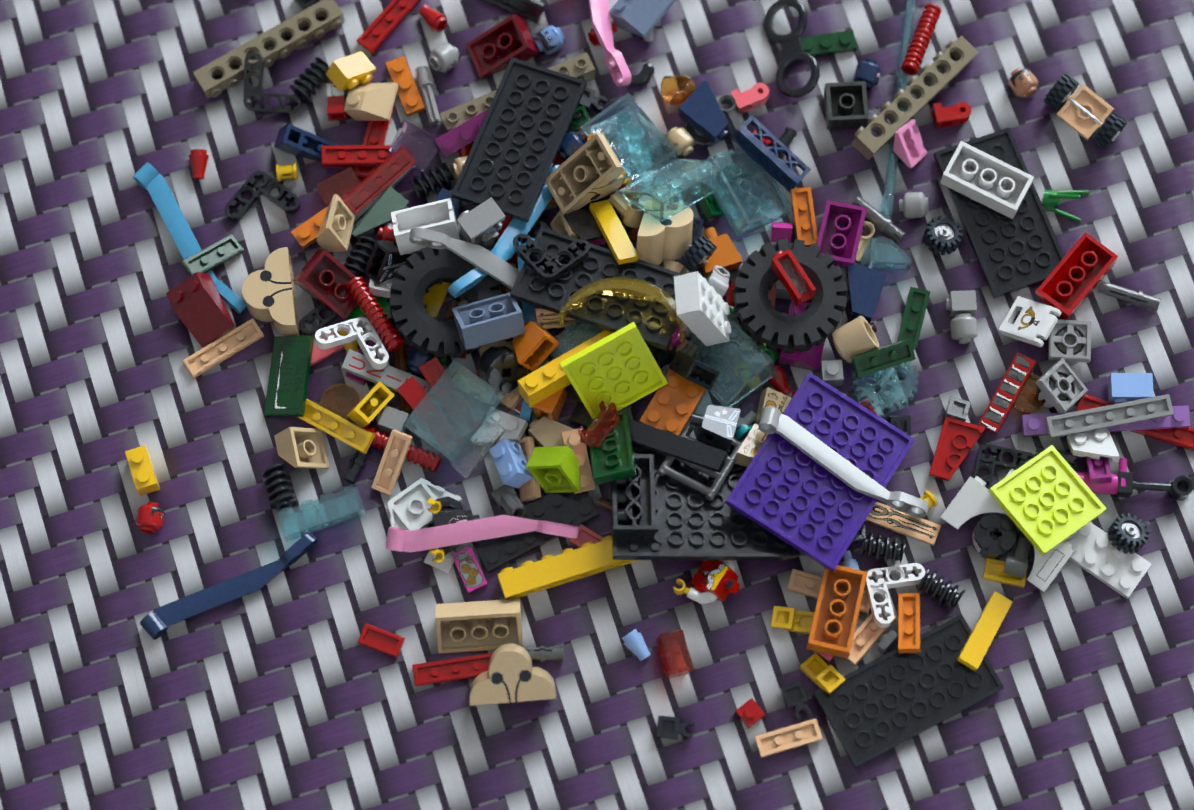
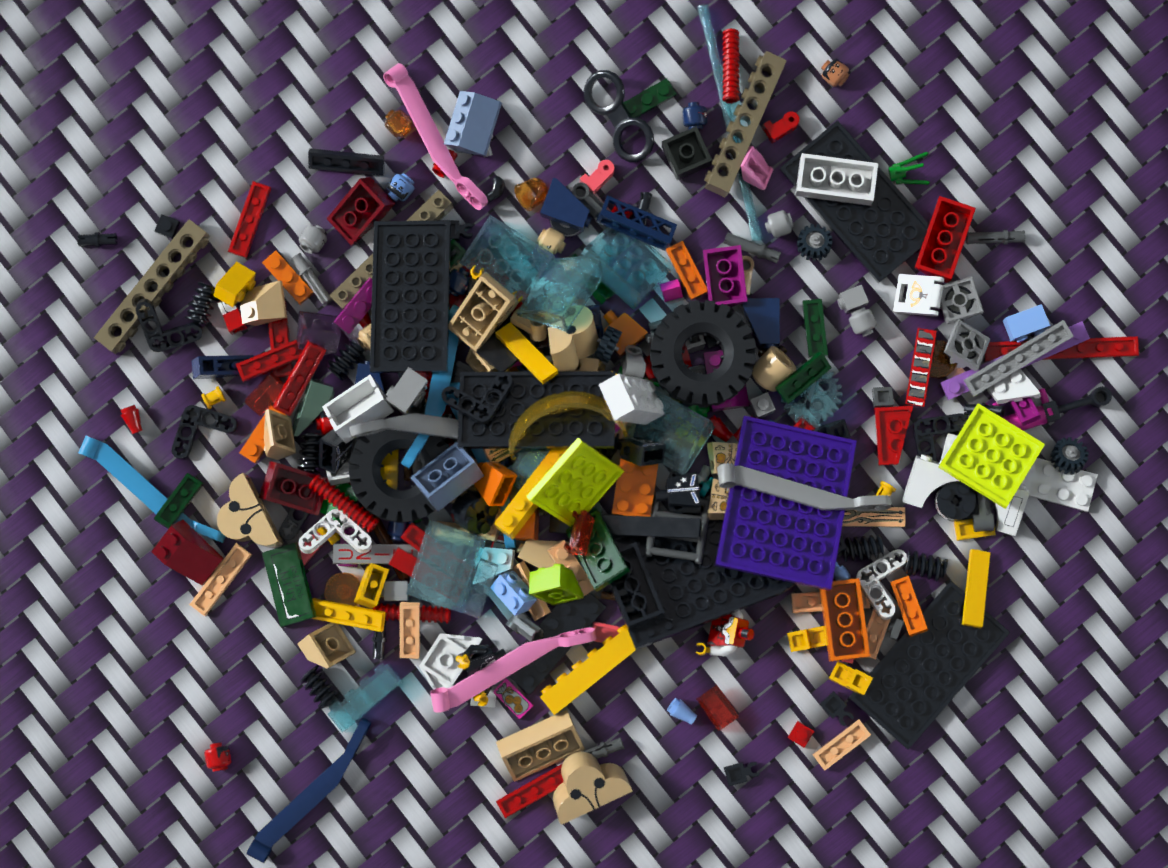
camera: 10 degrees left, 10 degrees up
(142, 470) = (194, 717): yellow brick -> none
(381, 640) = (460, 789): red tile -> none
(433, 18) = (289, 205): red cone -> none
(793, 277) = (700, 339): red window -> none
(887, 255) = (771, 278): clear light blue slope -> none
(1085, 111) = (900, 81): plate -> none

